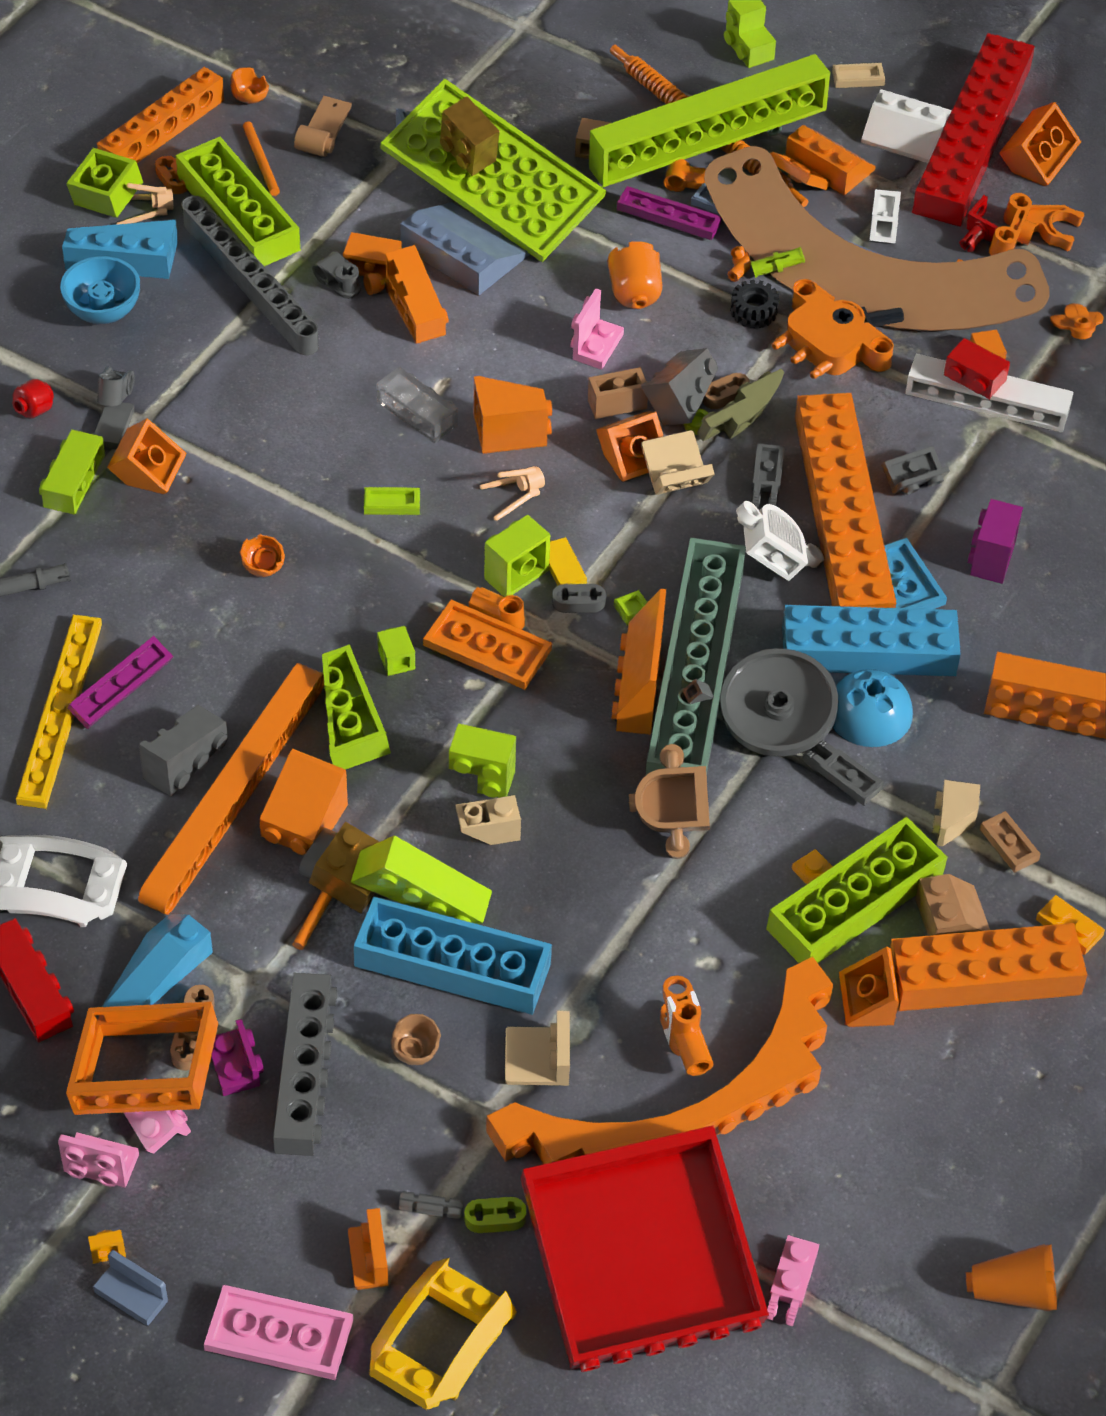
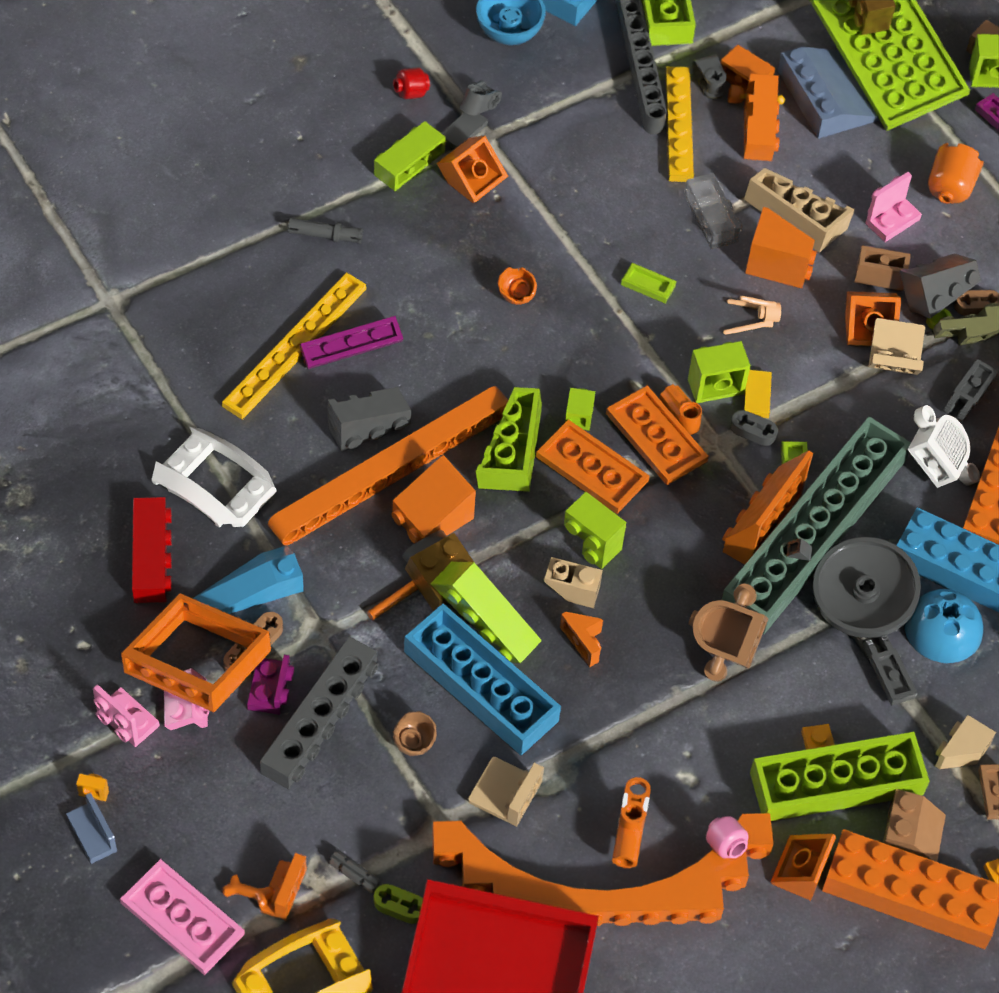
camera: 25 degrees right, 5 degrees up
(334, 334) = (679, 124): none -> yellow plate
(349, 1271) = (260, 894): none -> orange piece
(439, 700) = (592, 466): none -> orange plate
(515, 365) = (797, 205): none -> tan wedge
(523, 868) = (581, 632): none -> orange slope
(788, 996) = (727, 837): none -> bright pink head

